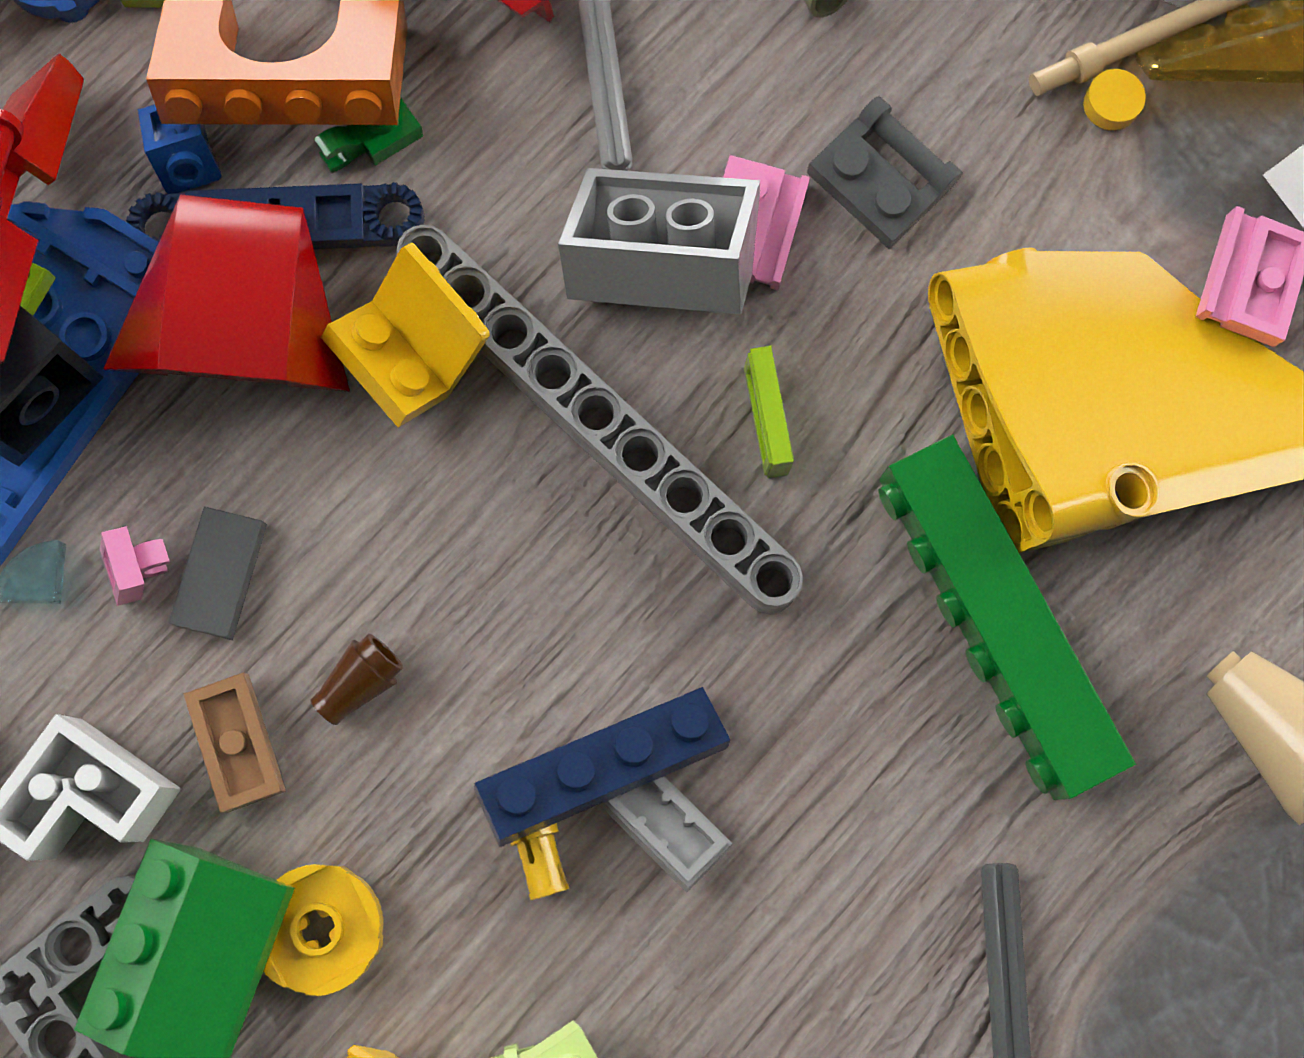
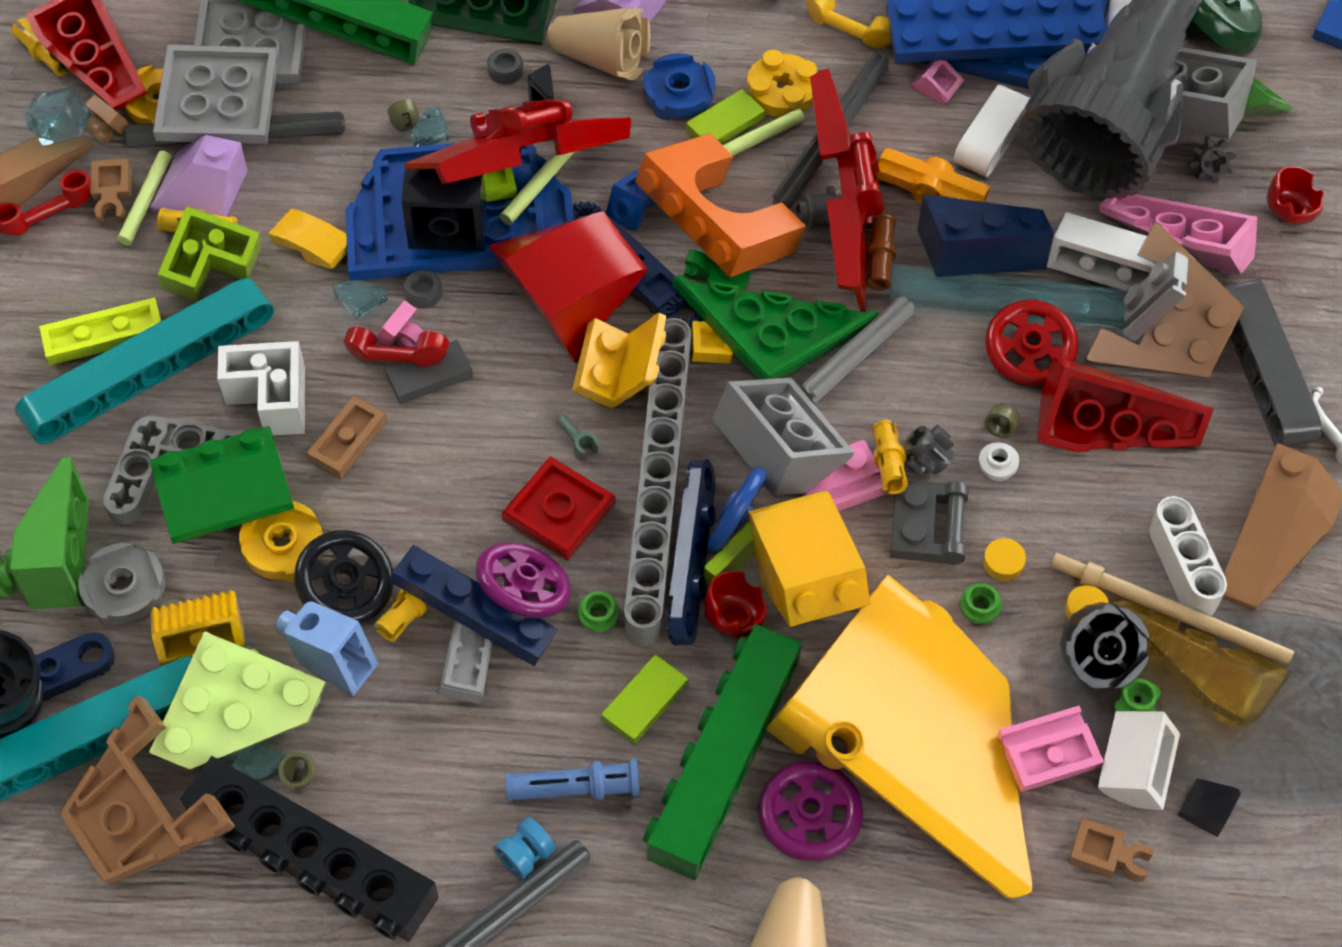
camera: 55 degrees right, 20 degrees down
(62, 250) = (533, 187): none -> yellowish green bar
(88, 490) = (422, 289): none -> dark grey tile
(195, 553) = (429, 350): none -> red bar
(357, 678) = (426, 467): reddish brown cone -> none
(390, 863) = (341, 543): none -> black plate
(460, 467) = (579, 438): none -> sand green hand
(462, 214) = (707, 345): none -> yellow plate
(498, 136) = (770, 328): none -> green tile
(538, 980) = (329, 645): none -> light blue torso
(541, 563) = (558, 508): none -> red plate
(636, 719) = (523, 580): none -> magenta plate
(714, 603) = (598, 601): none -> bright green plate
(729, 369) = (736, 509): none -> blue plate
(766, 495) = (688, 578): none -> dark blue piece
(779, 146) = (889, 457): none -> yellow pin
(805, 98) = (929, 449): none -> dark grey gear
(836, 467) = (734, 604): none -> red hair
(864, 51) = (998, 470): none -> white plate
(864, 655) = (644, 699): none -> lime tile
(867, 345) = (808, 559): none -> yellow slope
(931, 789) = (595, 780): none -> medium blue pin
(958, 950) = (525, 848): none -> dark azure wheel
(993, 134) = (1004, 559): none -> yellow tile
(1034, 189) = (980, 593): none -> bright green plate
(1155, 627) = (794, 842): none -> magenta plate
(1195, 121) = (1105, 645): none -> black cylinder
(1267, 128) = (1140, 688): none -> bright green plate

